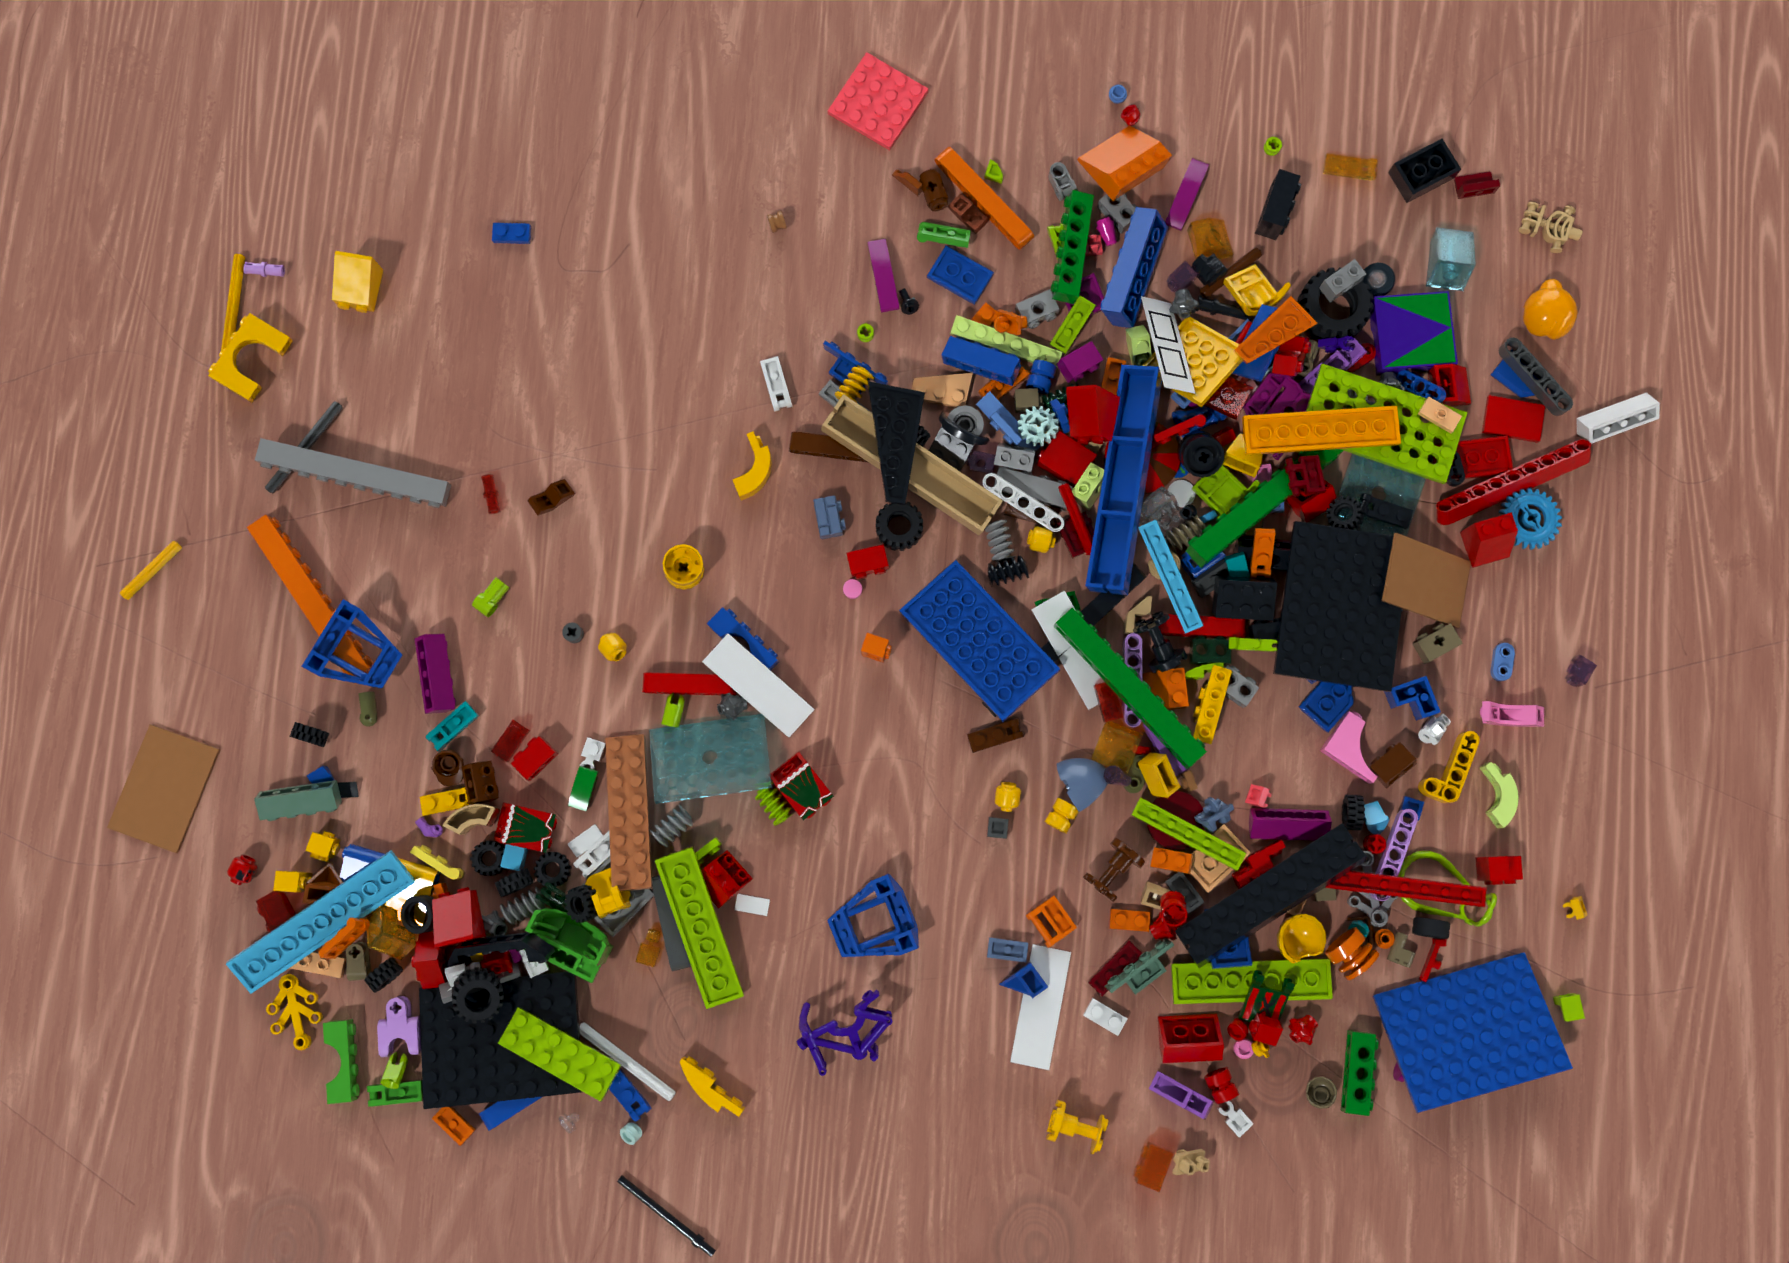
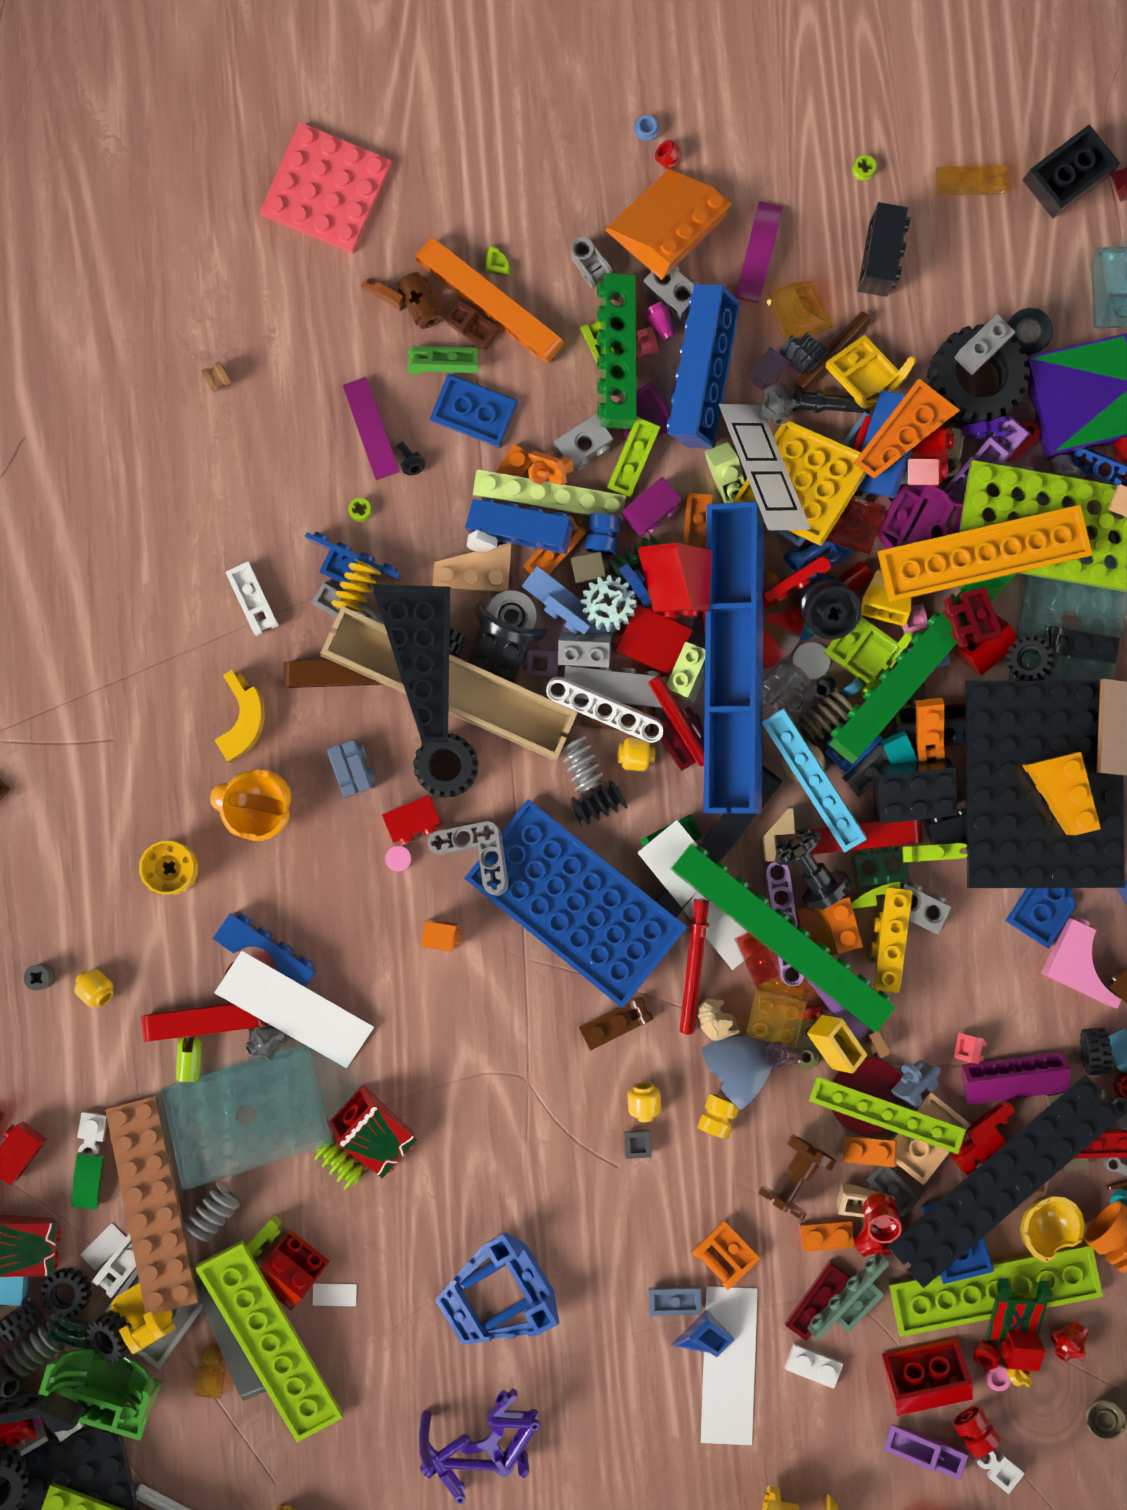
camera: 10 degrees left, 5 degrees up
(753, 529) = (253, 804): none -> light orange piece
(917, 588) = (484, 847): none -> light grey beam
(951, 368) = (481, 541): none -> white tile
(1060, 701) = (694, 966): none -> red axle
(1069, 746) = (715, 1023): none -> tan hair
(1357, 610) = (1067, 791): none -> light orange wedge

